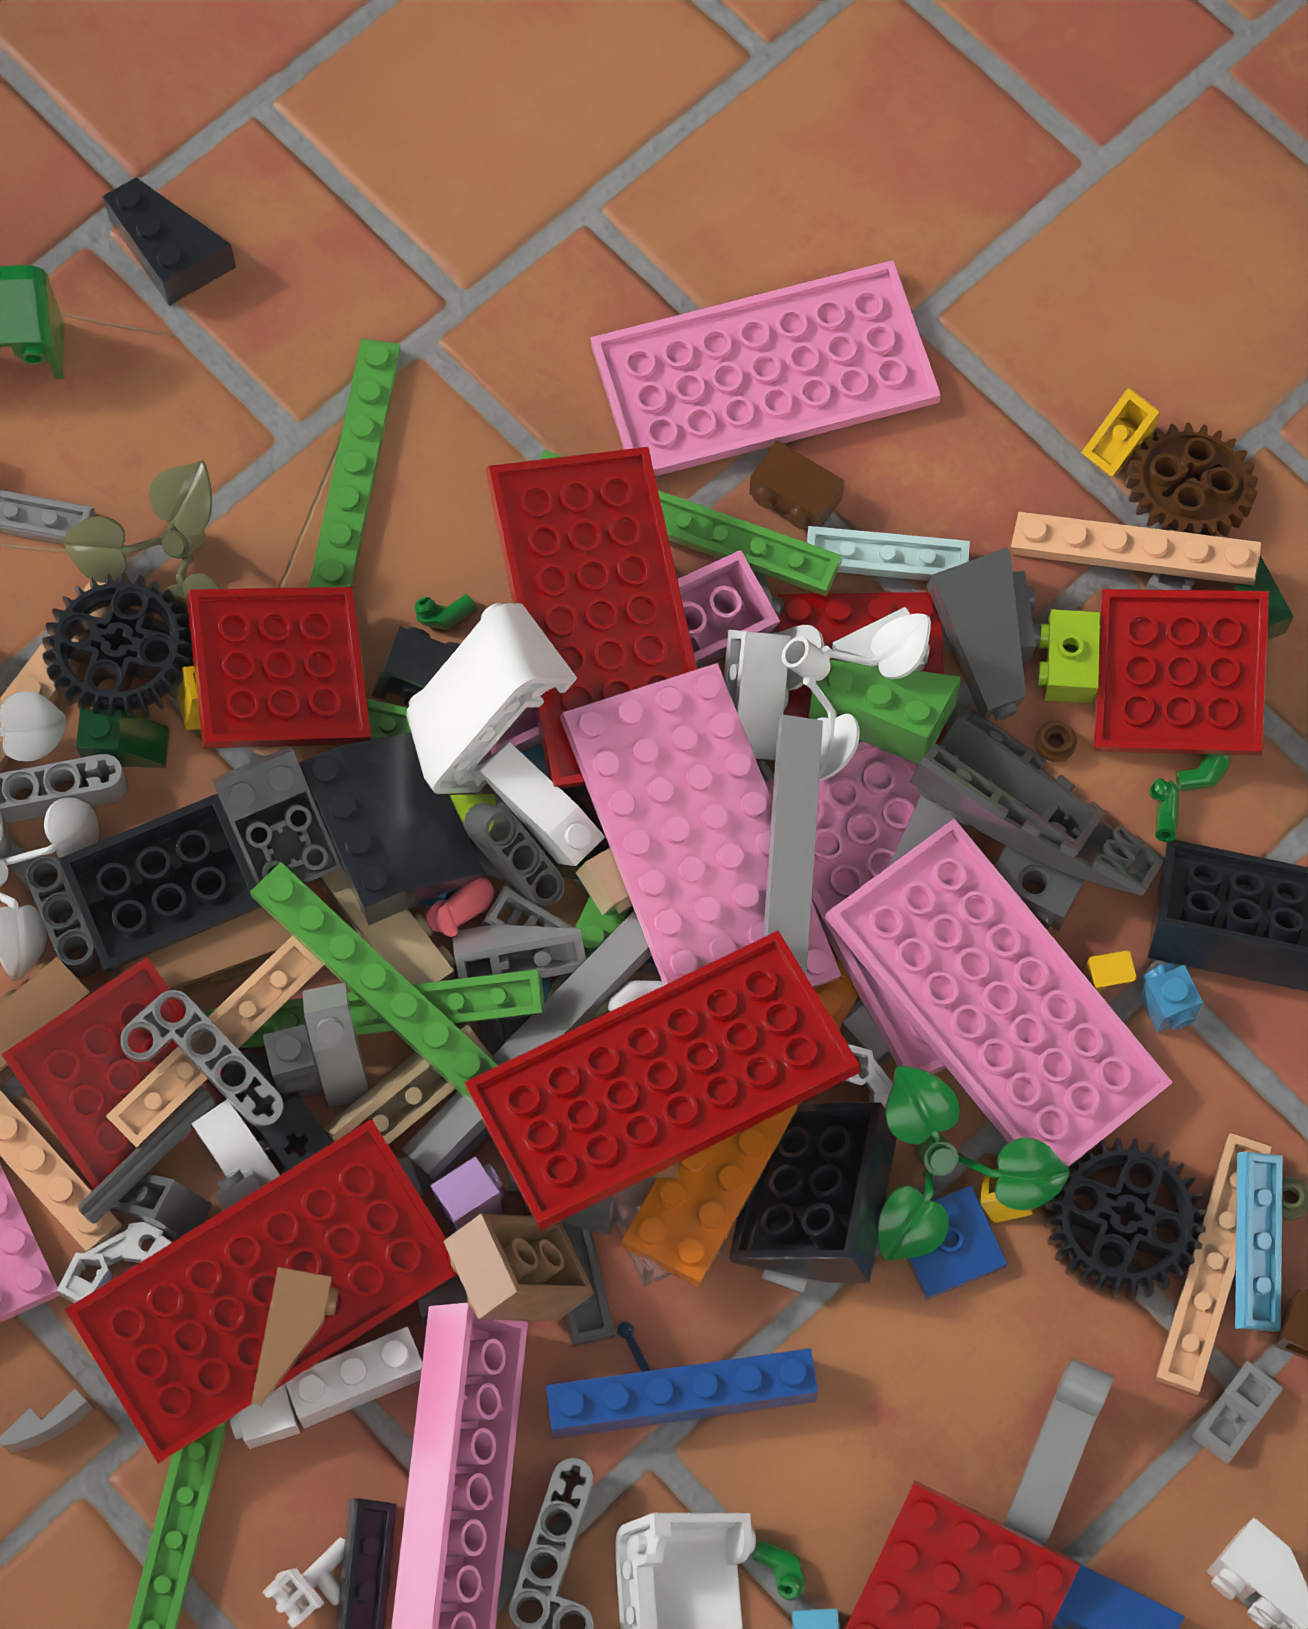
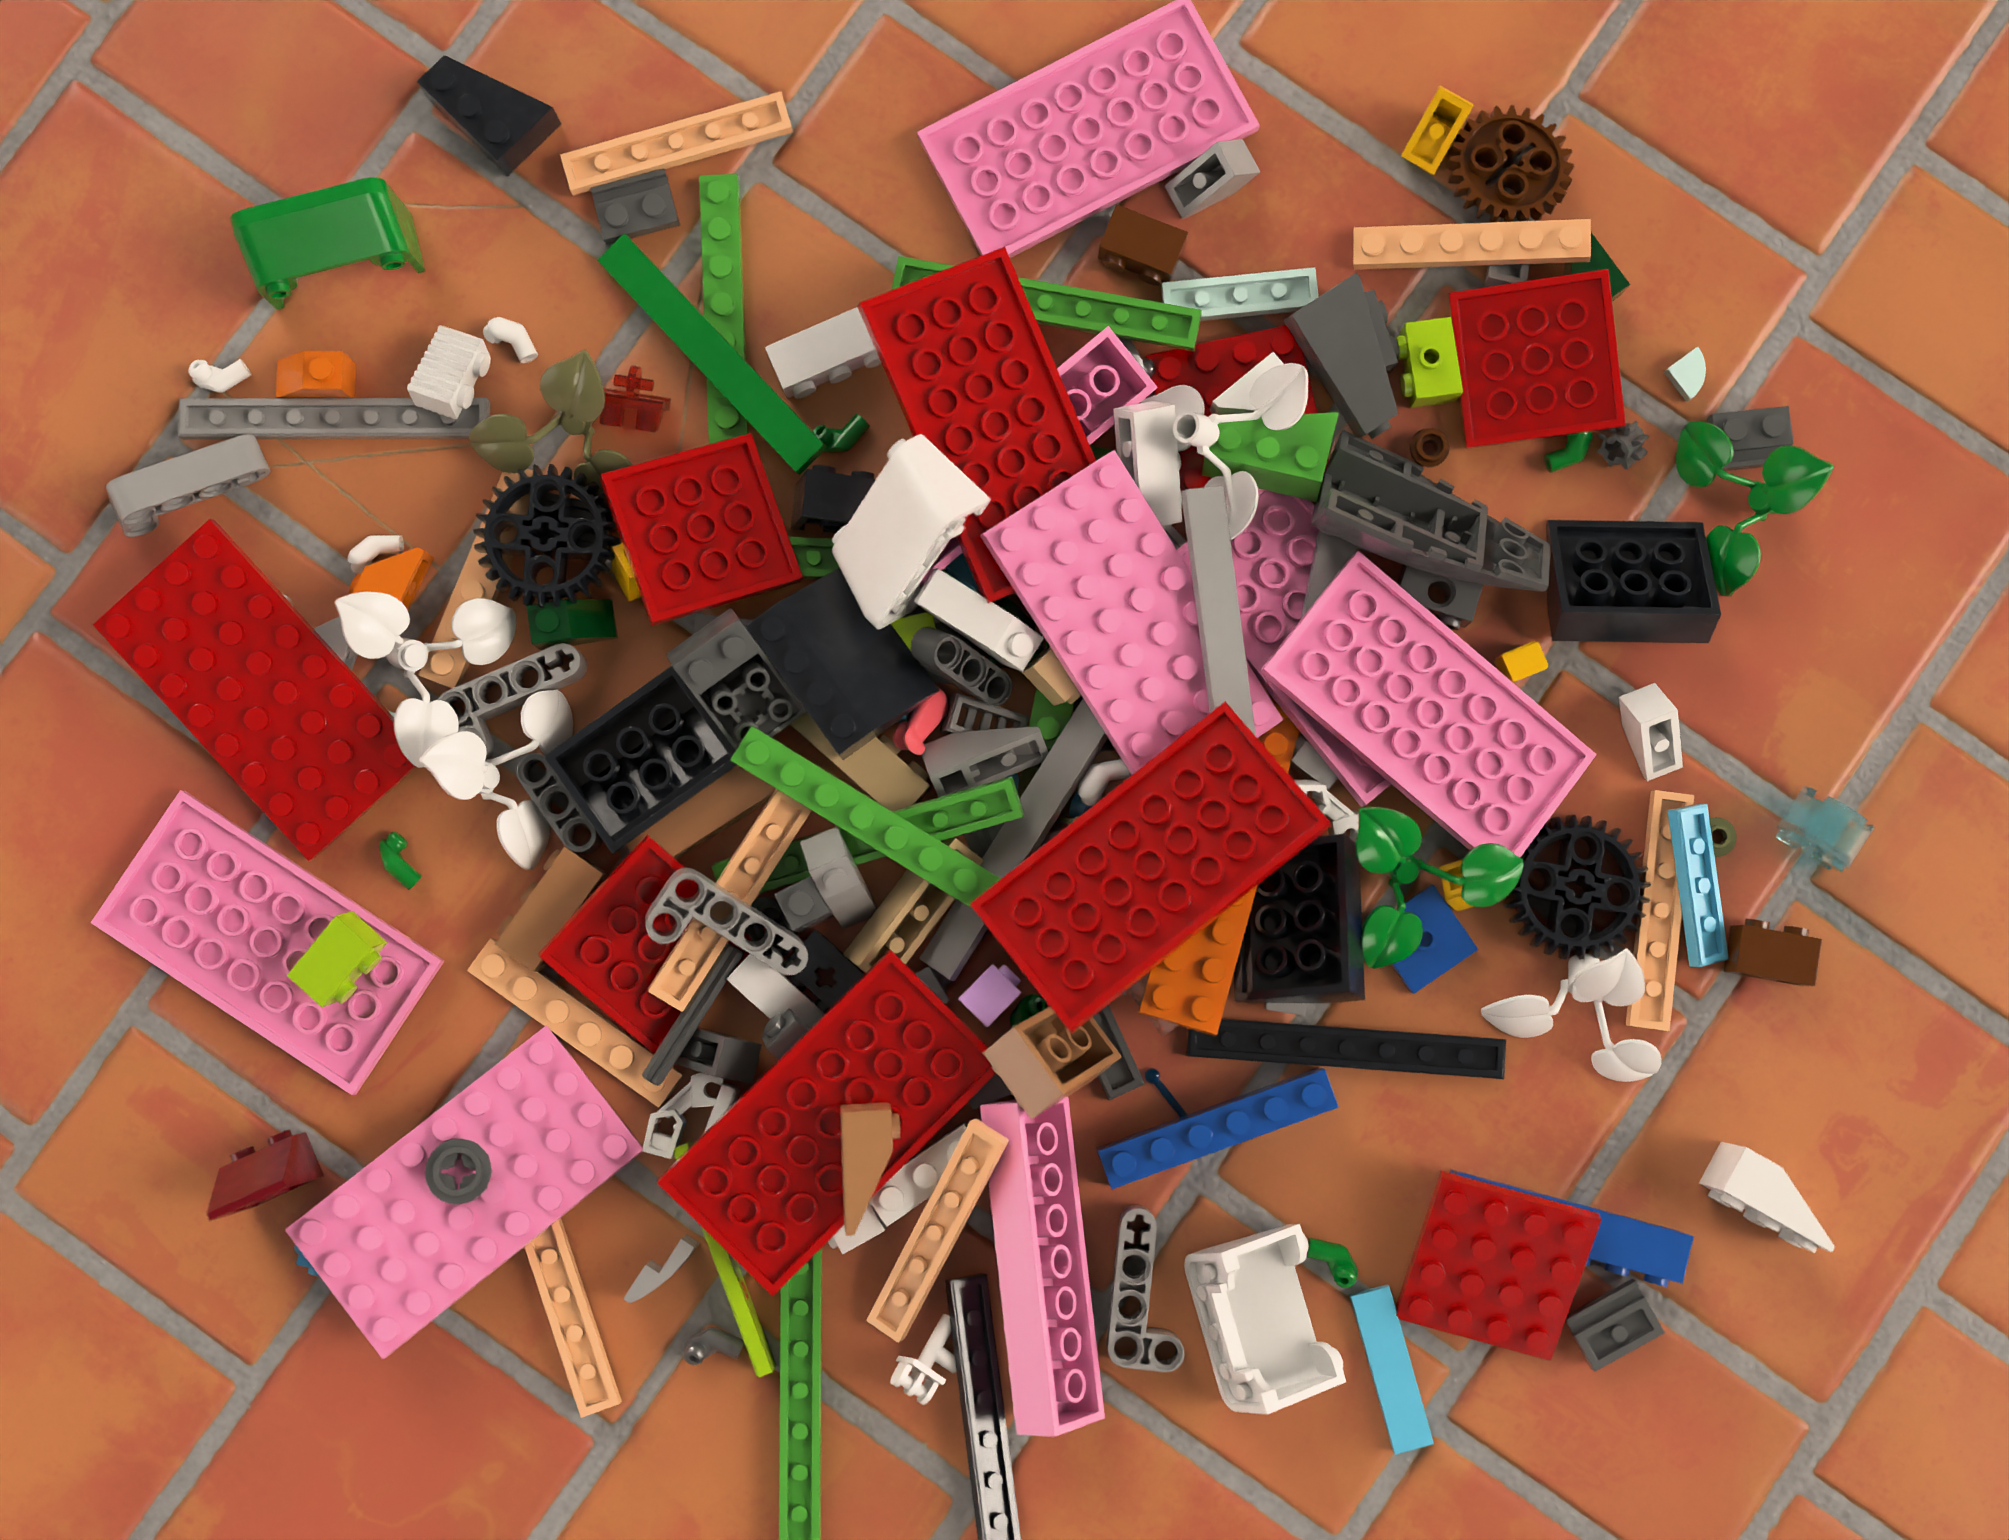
camera: 10 degrees left, 15 degrees up
(61, 473) = (449, 372): none -> white brick
(76, 1516) = (709, 1342): none -> flat silver arm
(121, 1473) = (739, 1299): none -> lime tile
(127, 446) = (504, 330): none -> white arm
(254, 549) = (649, 406): none -> clear red hips
(289, 356) = (635, 206): none -> dark grey plate
(332, 507) = (712, 354): none -> green tile
(346, 304) = (677, 143): none -> light nougat plate
(351, 1434) = (937, 1230): none -> light nougat plate
(443, 529) = (822, 354): none -> white brick
(845, 1342) = (1351, 1048): none -> black tile
(882, 435) = (1212, 177): none -> light grey slope
(1058, 1450) = (1555, 1109): light grey beam -> none
(1126, 1305) = (1615, 981): none -> white plant
(1167, 808) = (1542, 485): green arm -> none
(1170, 997) = (1580, 674): dark azure brick -> none
(1237, 1412) = (1702, 1039): light grey slope -> none
(1238, 1072) = (1652, 730): none -> white slope
(1259, 775) = (1623, 445): none -> dark grey gear

